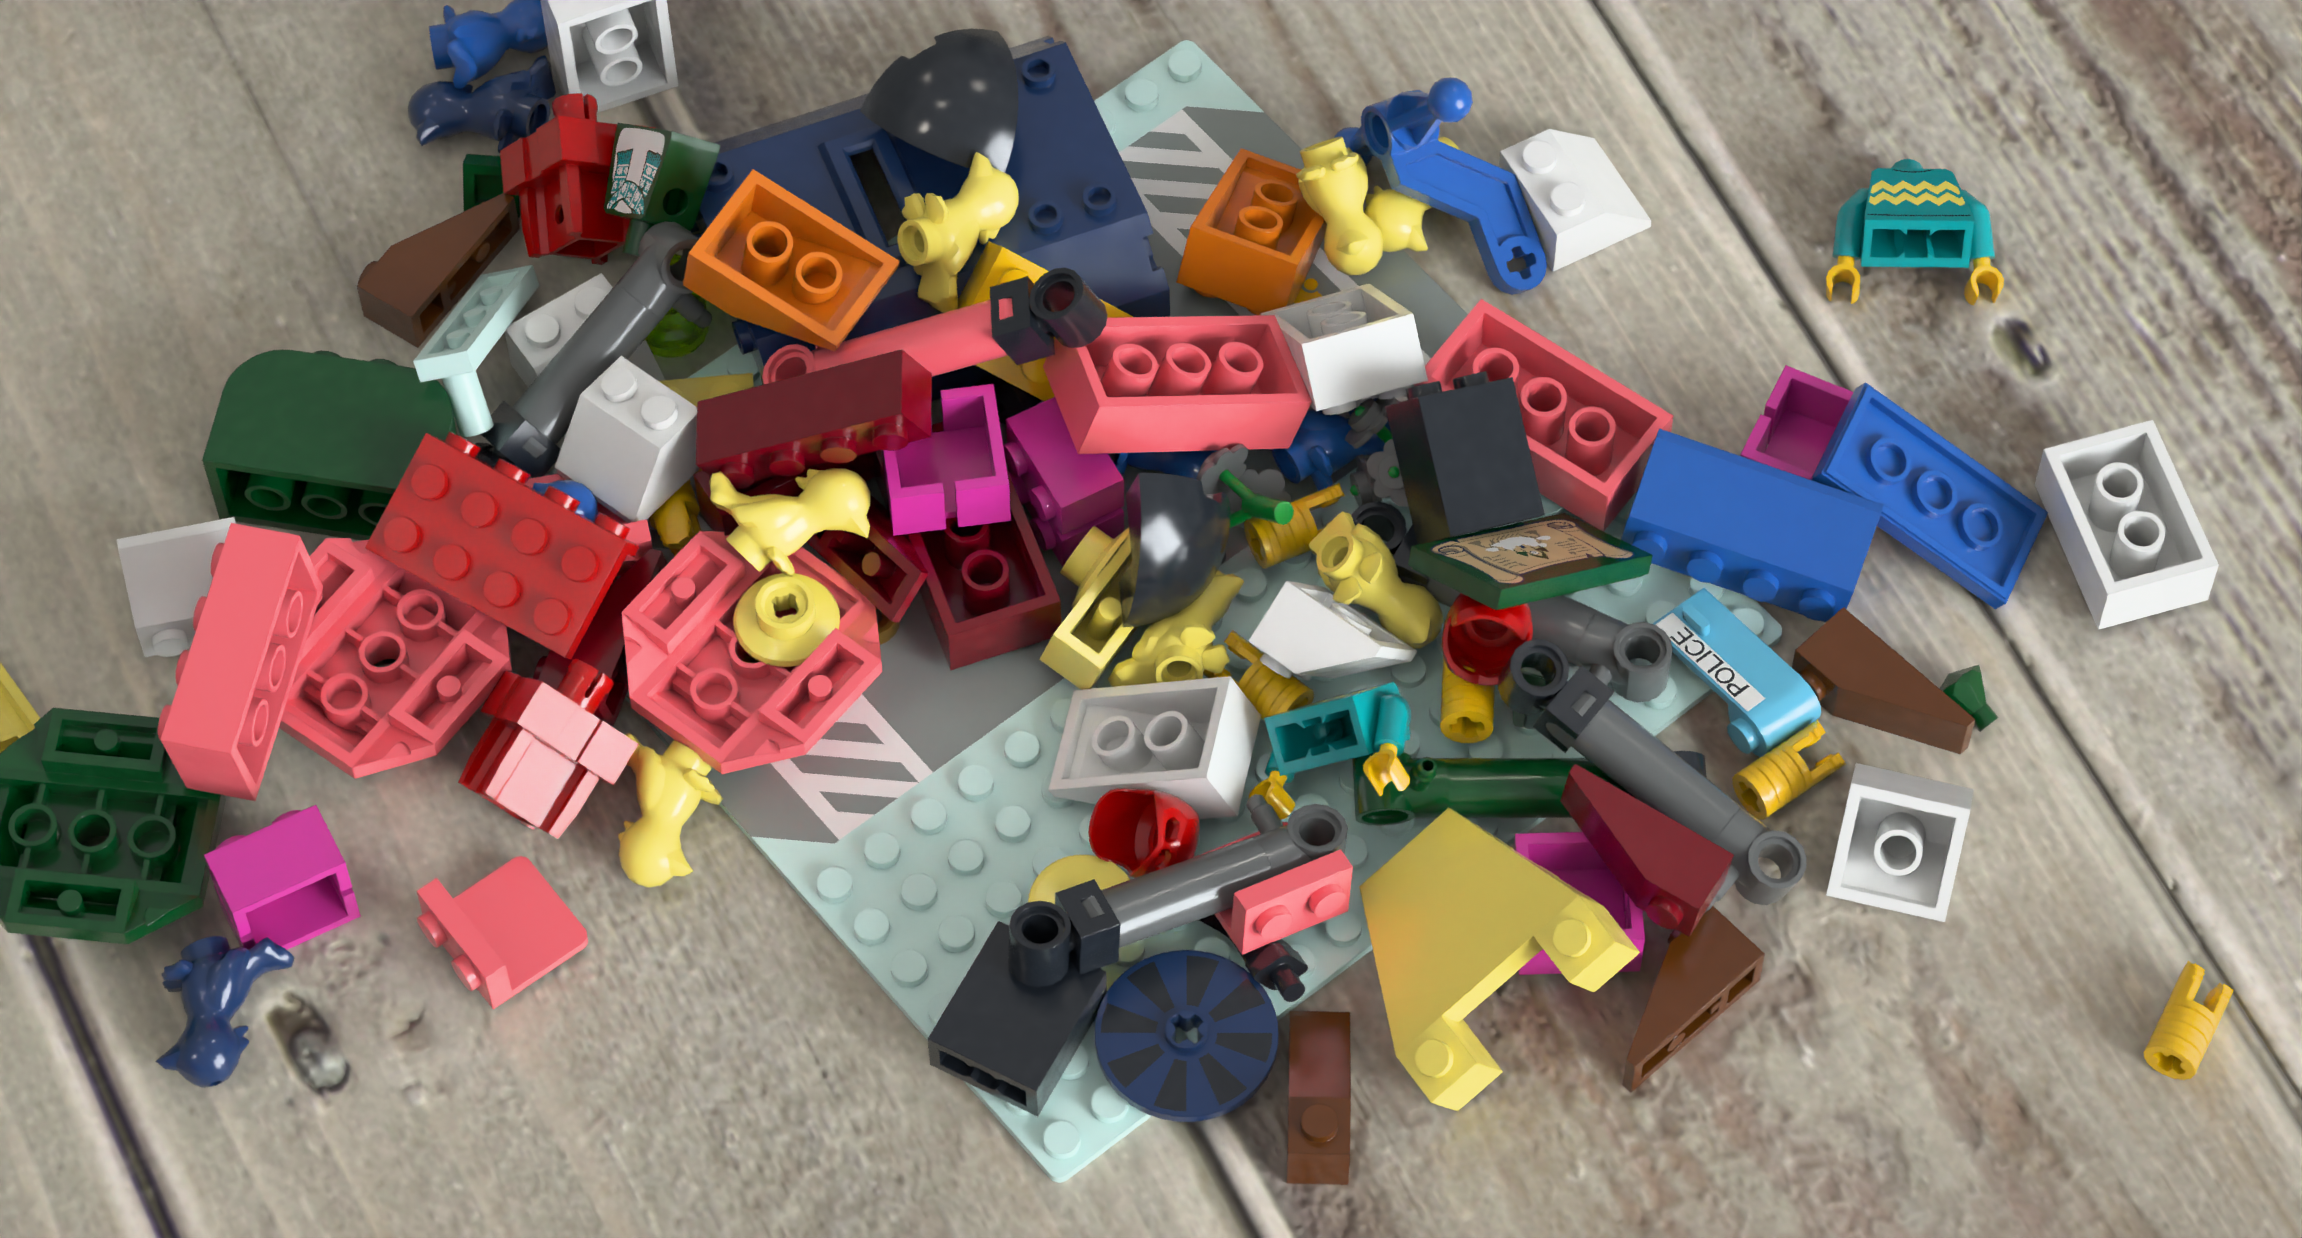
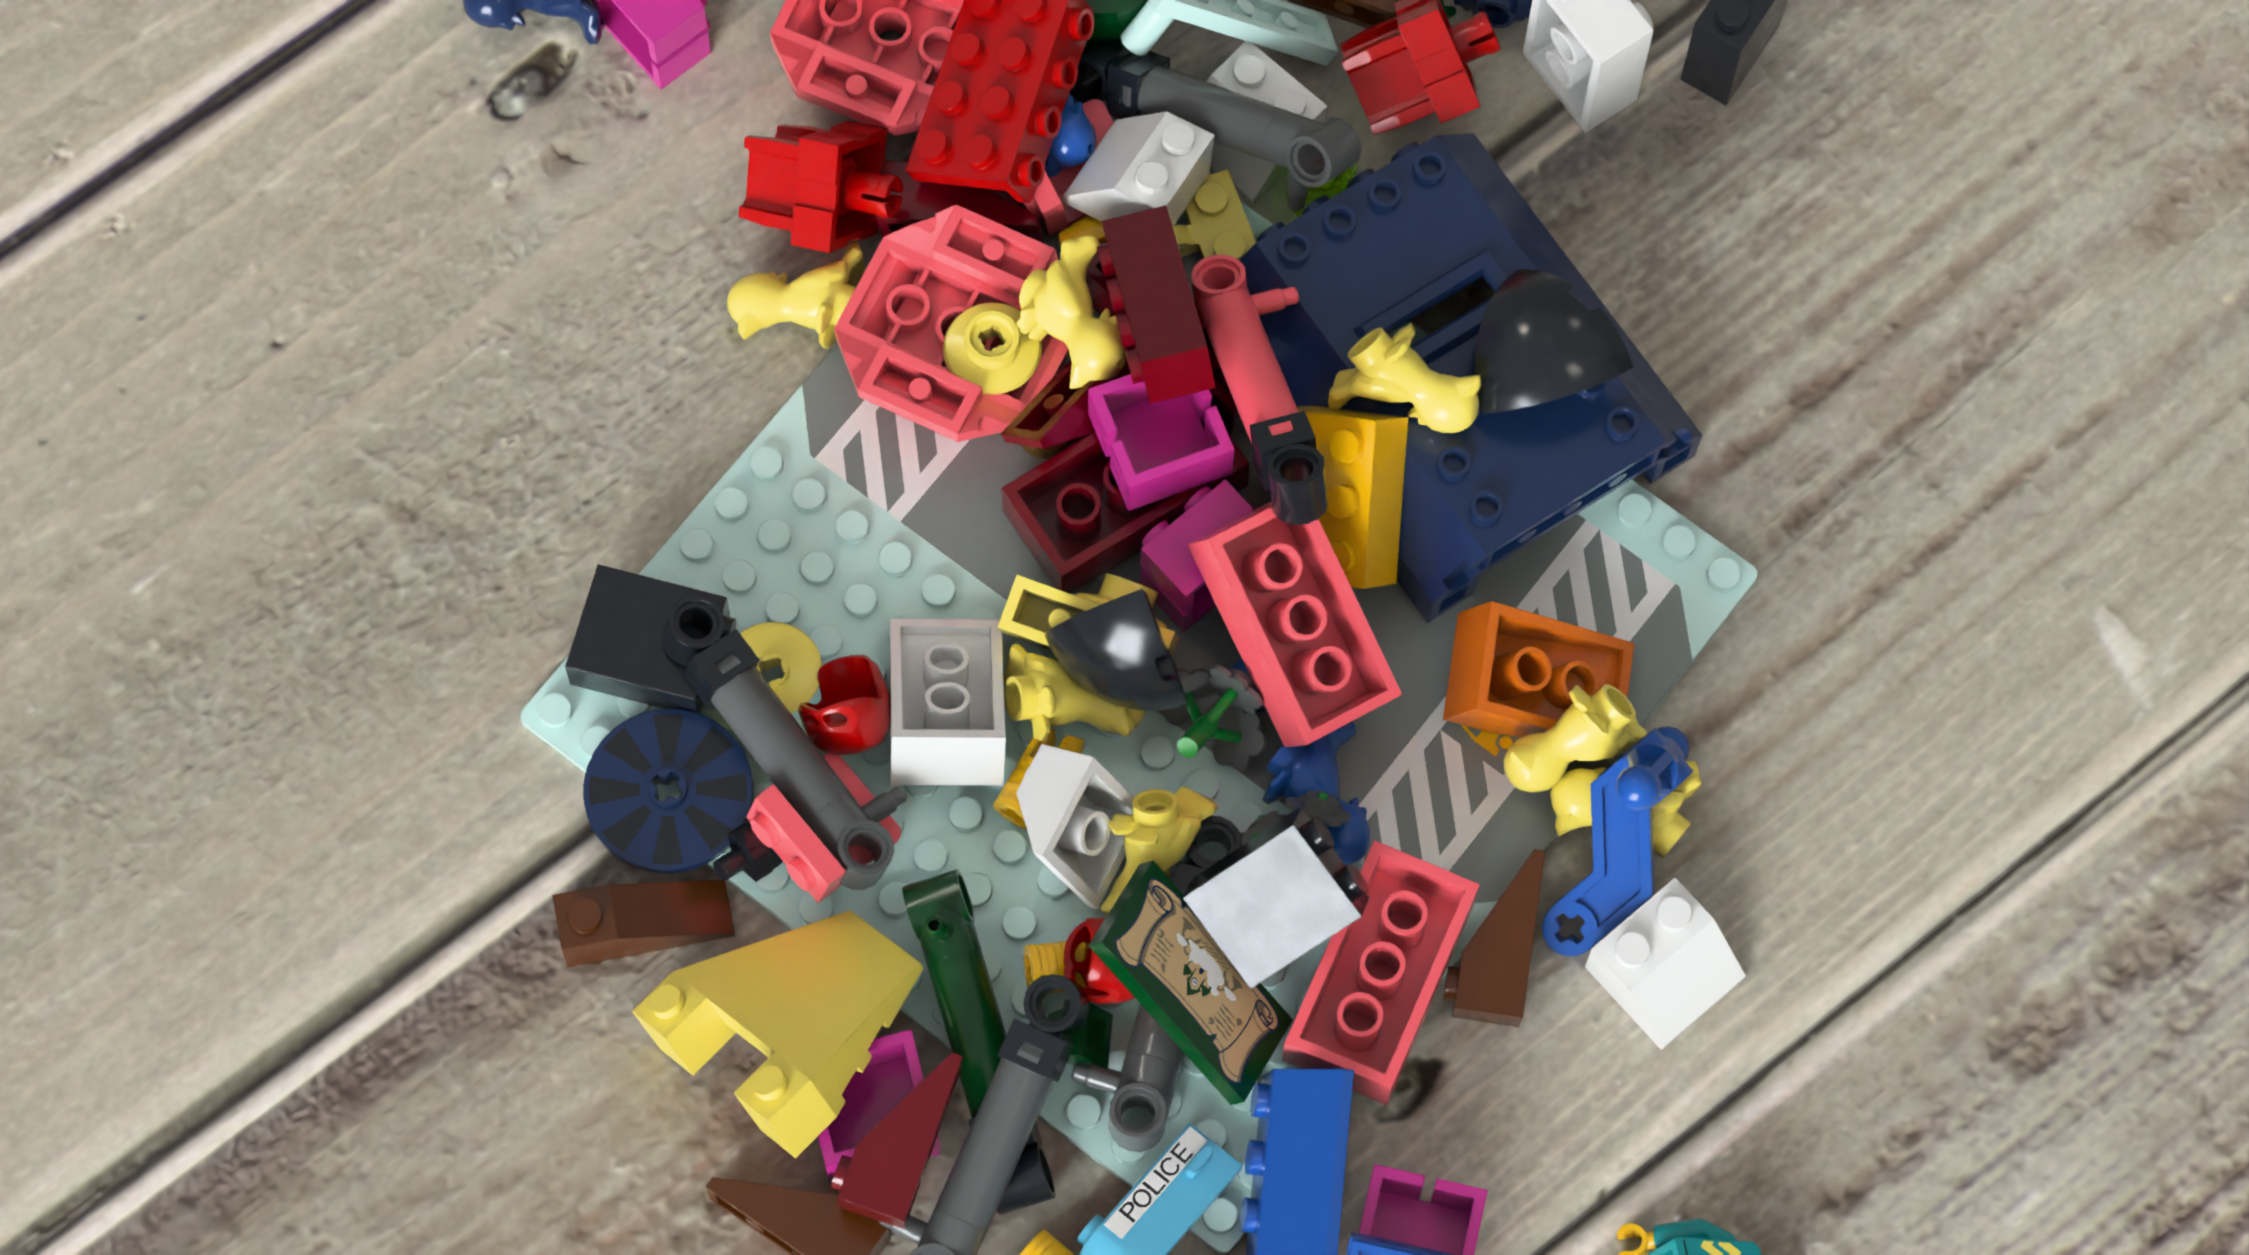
camera: 75 degrees right, 10 degrees up
(501, 929) = (657, 198): coral bracket -> none
(657, 179) = (1410, 115): dark green torso -> none
(786, 265) = (1312, 241): orange slope -> none
(1276, 542) = (1211, 773): yellow hinge -> none
(1334, 732) = (977, 852): teal torso -> none
(1352, 347) = (1394, 769): white brick -> none
(1551, 313) = (1496, 961): none -> reddish brown slope

